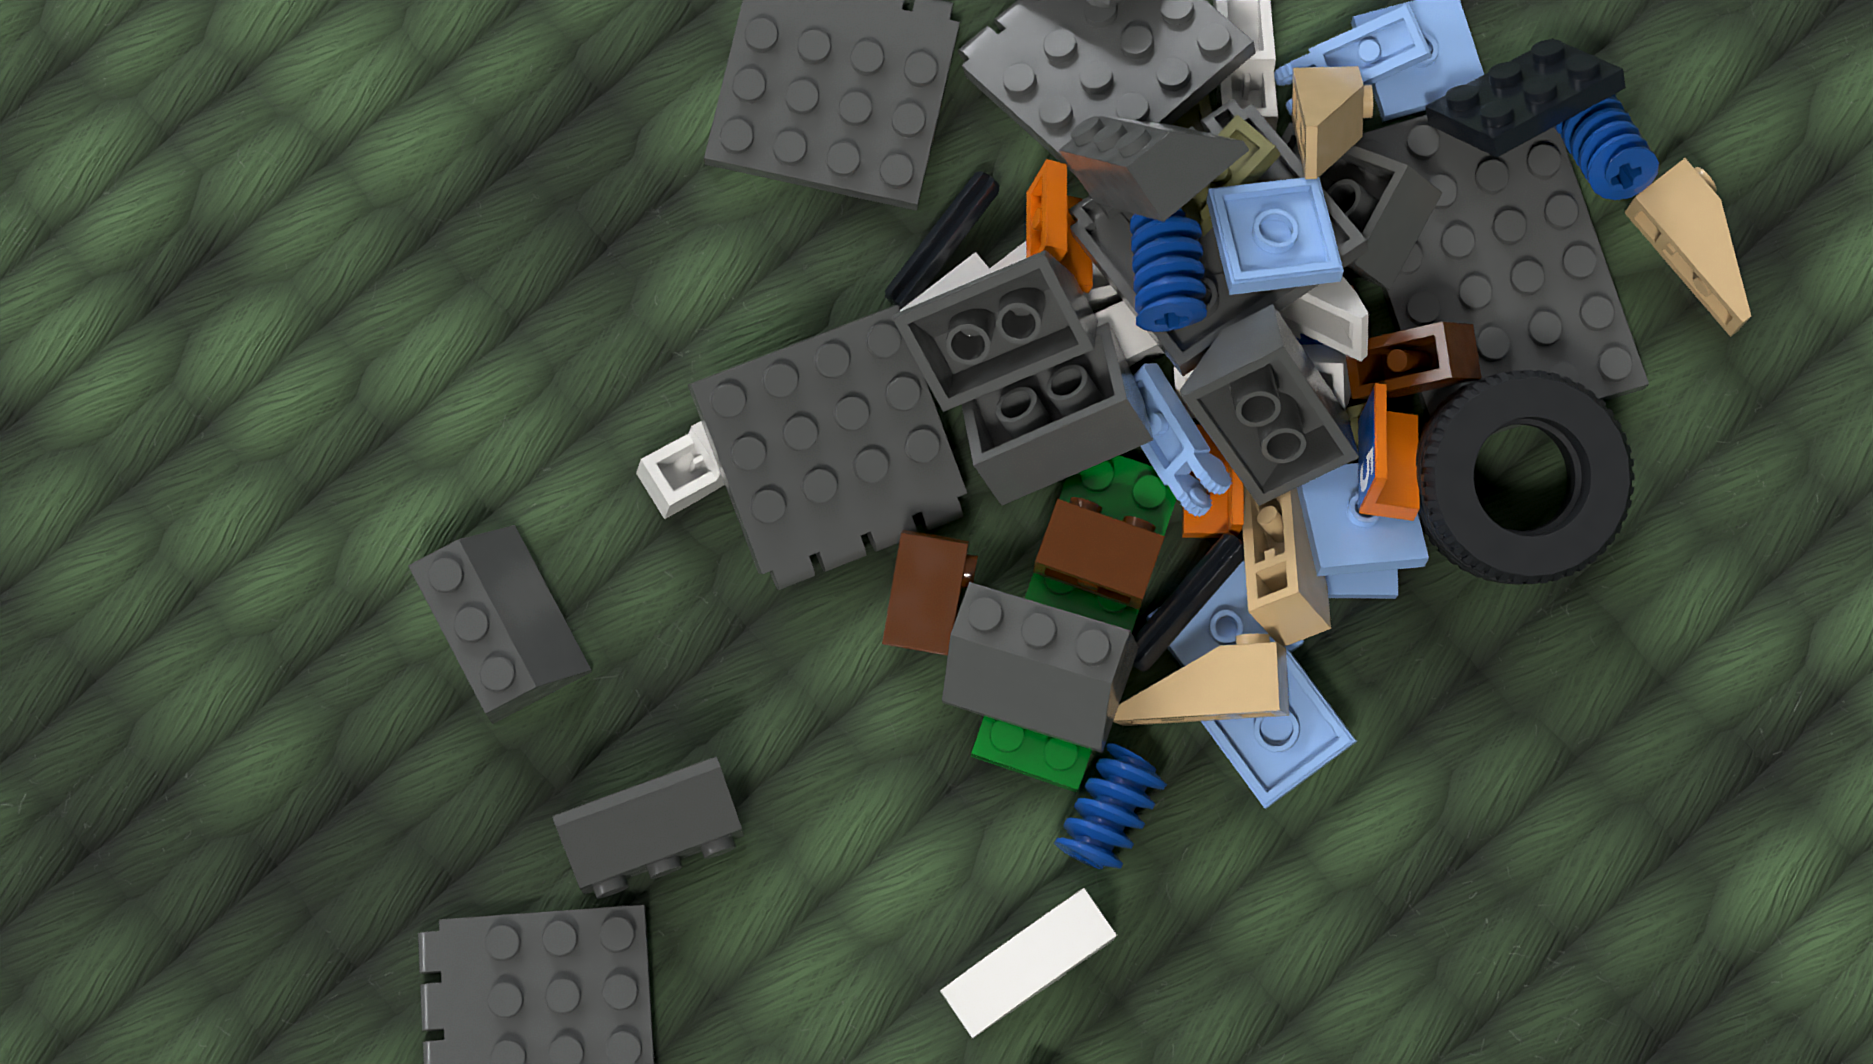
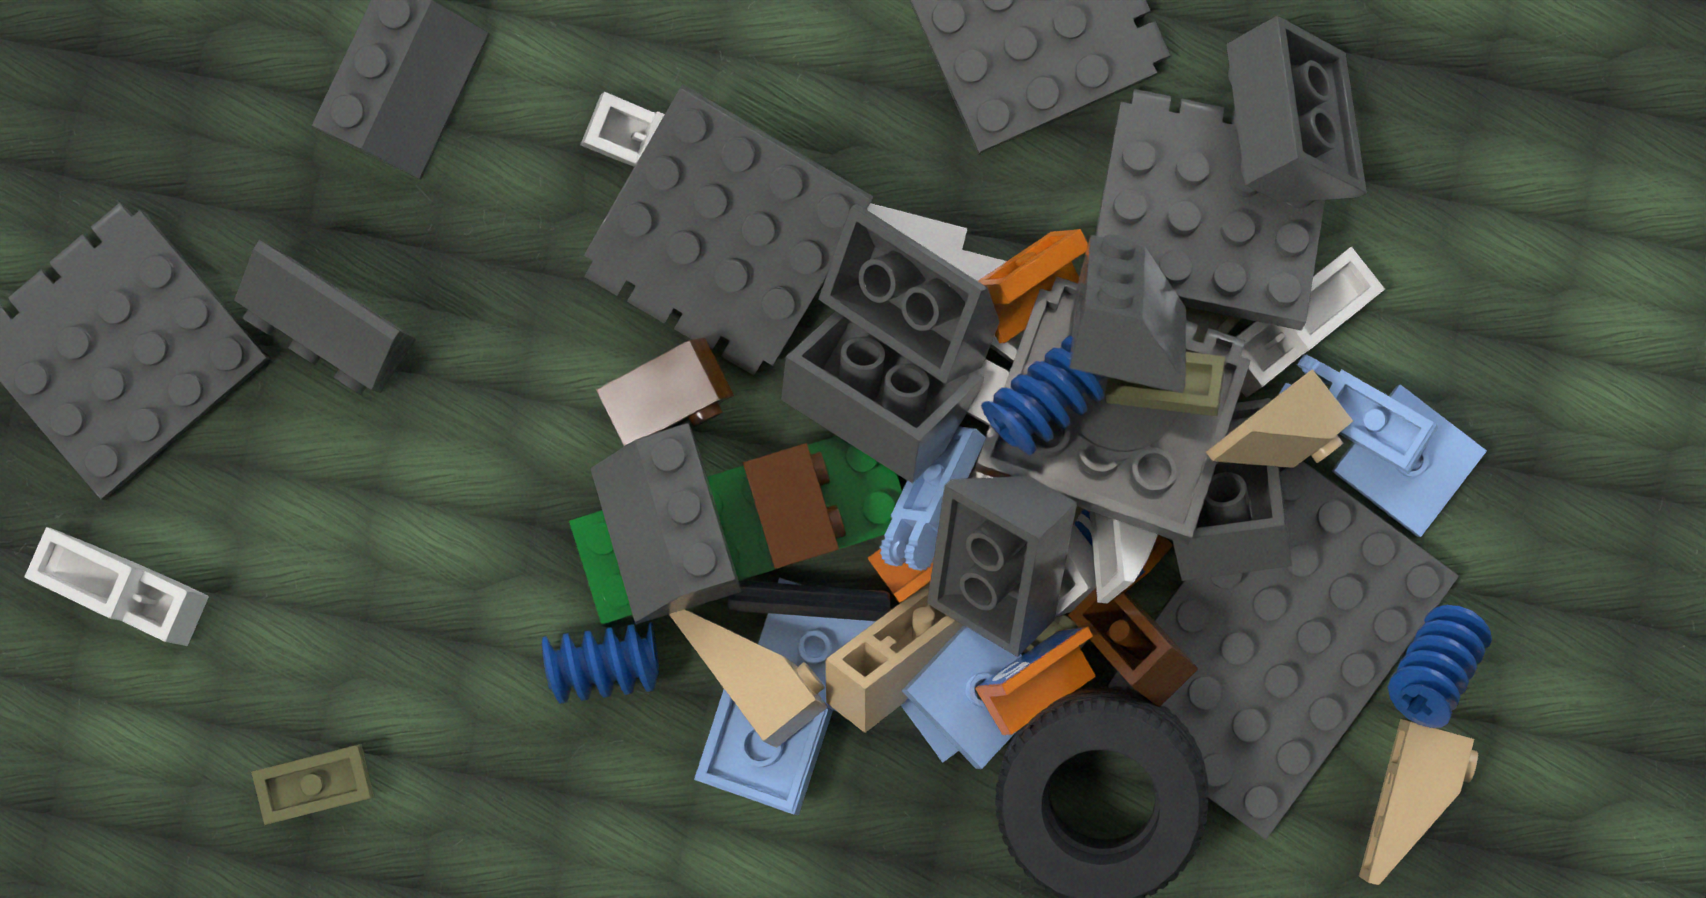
camera: 60 degrees right, 10 degrees up
(942, 240) = (966, 193): black axle -> none
(1028, 963) = (437, 685): white slope -> none
(1274, 235) = (1139, 461): light blue plate -> none
(1525, 97) = (1427, 574): black plate -> none

